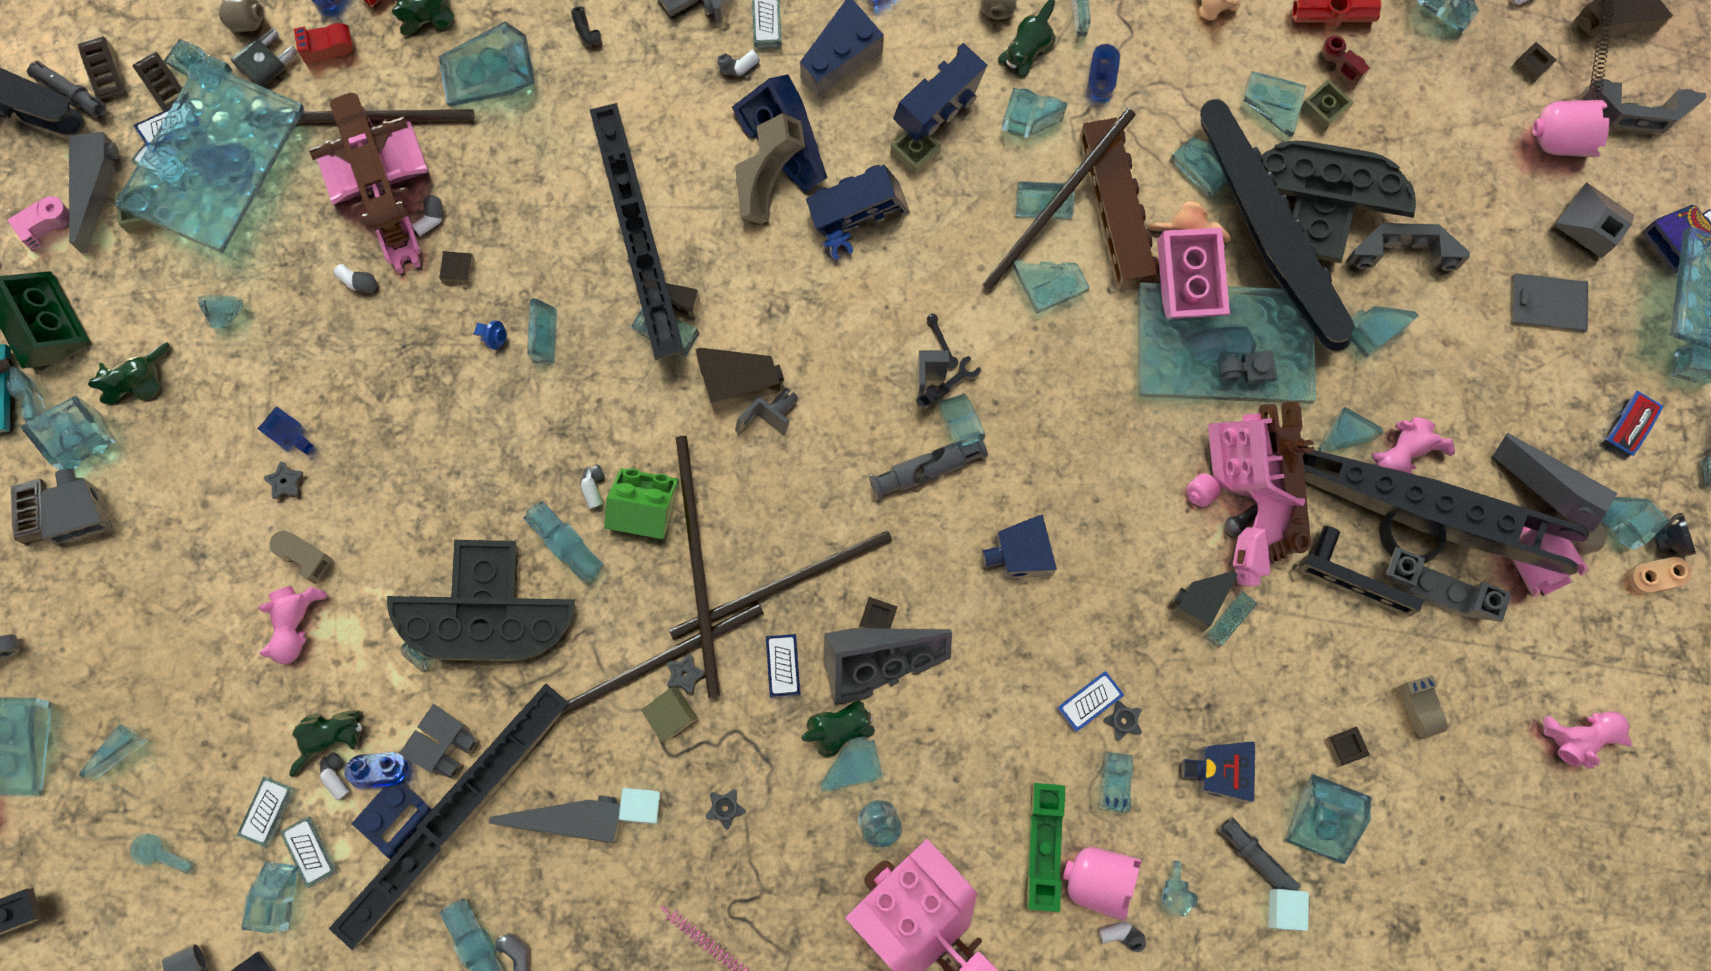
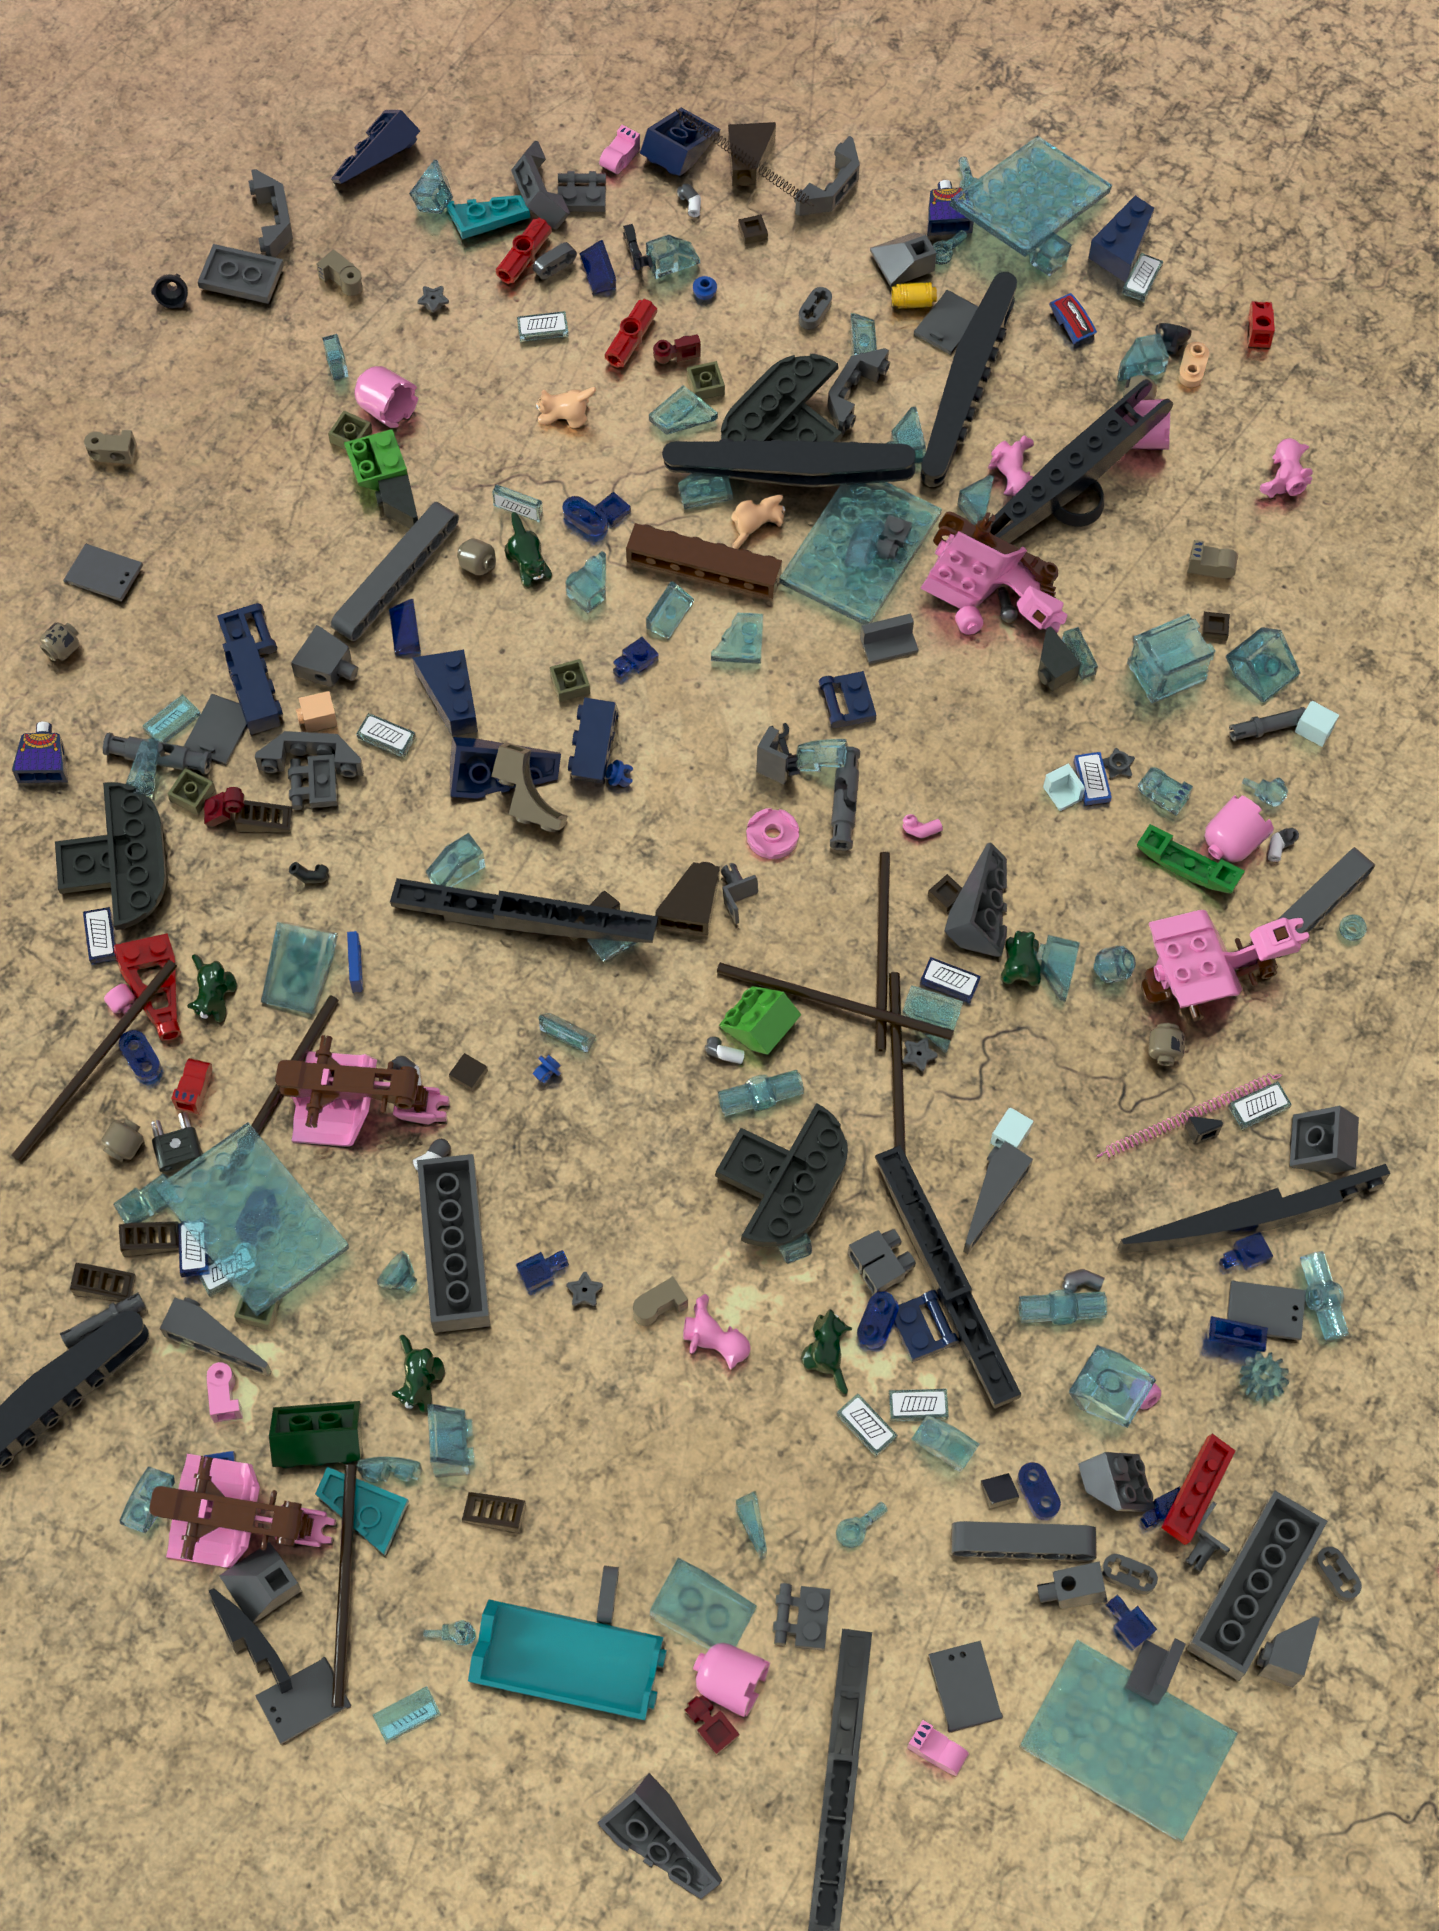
camera: 60 degrees left, 10 degrees down
(49, 852) = (811, 1620): none -> dark grey plate
(71, 509) = (514, 1471): dark grey torso -> none
(267, 340) = (453, 1243): none -> dark grey brick
(329, 775) = (867, 1359): white arm -> none
(514, 112) = (355, 961): none -> blue tile
(663, 147) = (456, 862): none -> clear light blue slope
(669, 714) = (947, 1077): olive piece -> none
(719, 801) = (1042, 1068): dark grey plate -> none
(735, 665) = (933, 1009): none -> clear light blue wing
(737, 67) = (416, 775): arm -> none
(817, 920) = (1167, 1044): none -> dark tan head
(850, 433) = (772, 847): none -> bright pink tile
(933, 319) = (722, 738): black hinge -> none
(935, 555) = (919, 829): none -> bright pink arm
(941, 96) = (540, 633): dark blue wedge -> none
(978, 197) = (637, 656): none -> clear blue plate
(1022, 550) = (950, 764): dark blue torso -> none
(1050, 422) = (855, 697): none -> dark blue plate
(1059, 199) = (679, 597): dark brown piece -> none
(1060, 677) = (1064, 787): none -> light aqua panel
(1129, 93) = (614, 508): none -> clear blue tile
(1134, 422) = (888, 638): none -> dark grey panel
(1193, 273) = (800, 533): bright pink brick -> none
(1224, 771) = (1194, 713): dark blue torso -> none
(1273, 716) = (1170, 658): none -> clear light blue container
(1321, 567) = (1072, 572): black piece -> none
(1430, 55) = (704, 293): none -> blue plate
(1476, 225) = (862, 334): none -> clear light blue slope
(1477, 601) = (1135, 502): dark grey slope -> none
(1479, 165) = (810, 305): none -> dark grey beam
(1492, 349) = (966, 377): none -> black piece
(1556, 251) = (913, 295): none -> yellow head
(1558, 484) = (1093, 387): dark grey slope -> none
(1572, 128) = (826, 231): bright pink cylinder -> none
(1629, 253) = (945, 248): none -> clear light blue plate

